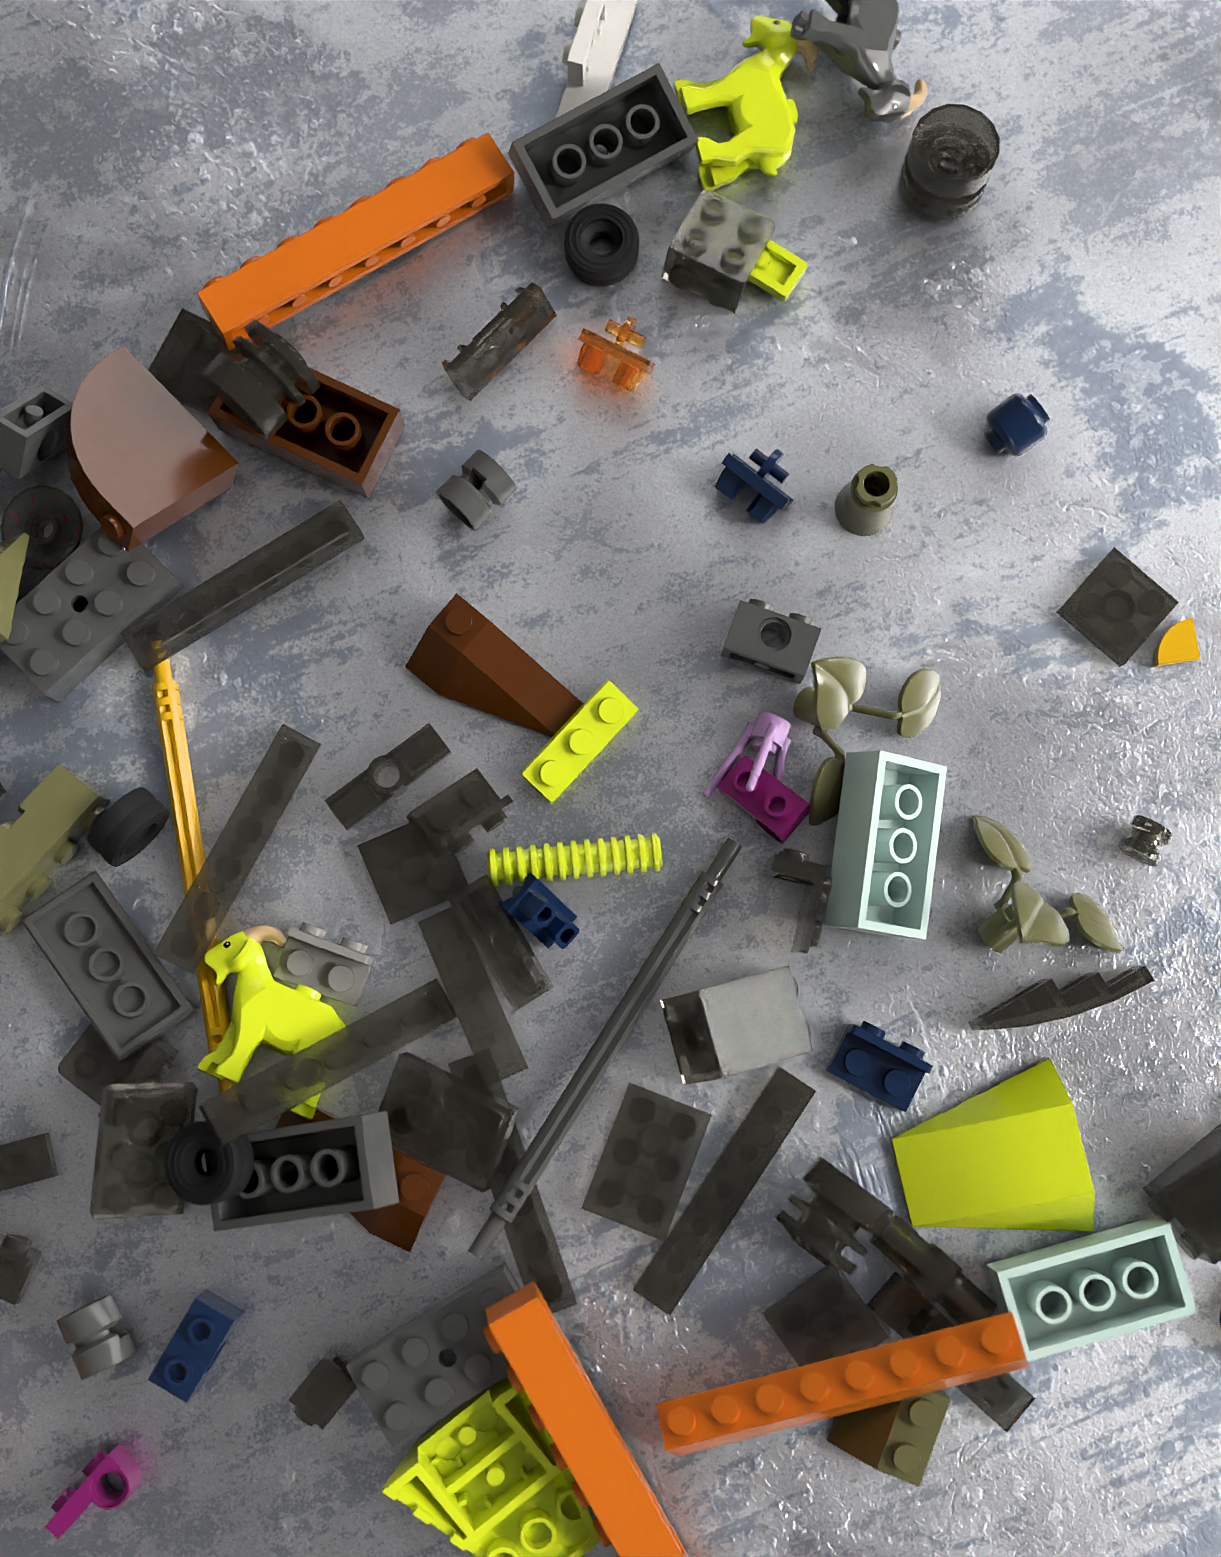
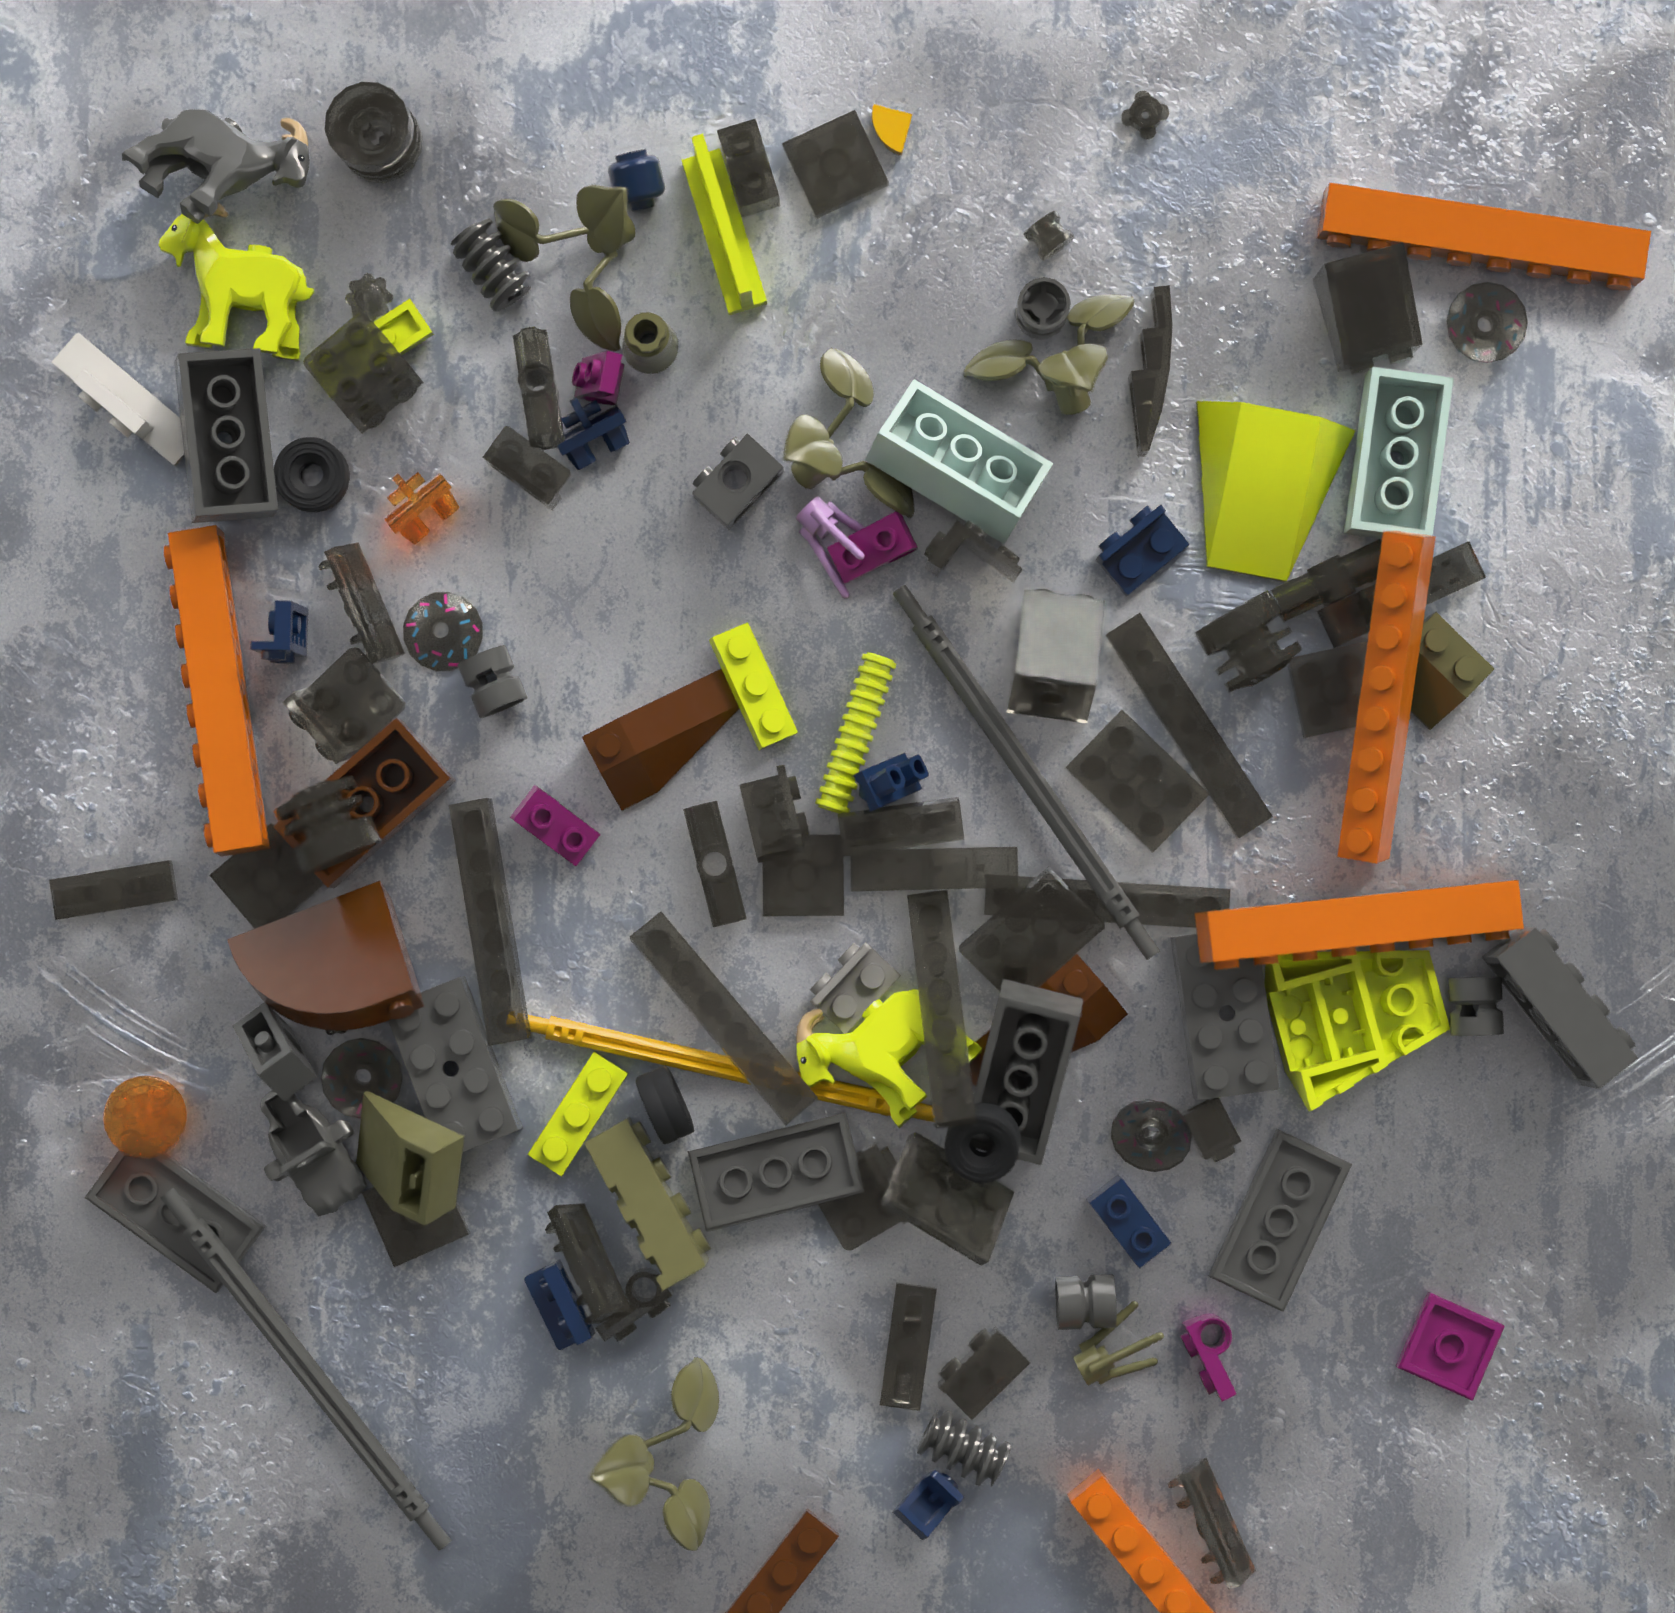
camera: 60 degrees left, 5 degrees up
(40, 1373) = (1097, 1364): none -> olive plant
(92, 748) = (578, 1113): none -> neon yellow plate
(133, 228) = (113, 890): none -> clear smoke plate
(262, 1502) = (1280, 1220): none -> dark grey tile
(293, 1331) = (1147, 1148): none -> clear smoke dish
(362, 607) = (555, 825): none -> magenta plate
(392, 361) = (345, 706): none -> clear smoke bracket
(440, 279) = (290, 633): none -> dark blue bracket
(513, 446) = (459, 644): none -> clear smoke dish
(696, 435) = (527, 467): none -> clear smoke bracket
(775, 414) = (540, 406): none -> clear smoke piece
(793, 227) = (369, 296): none -> clear smoke plant
(812, 469) = (599, 377): none -> magenta plate
(871, 323) = (490, 265): none -> dark grey piece
(953, 417) = (607, 230): none -> olive plant
(1009, 525) = (723, 228): none -> neon yellow fence
(1073, 864) = (1042, 308): none -> dark grey wheel
(1076, 523) = (748, 168): none -> clear smoke brick

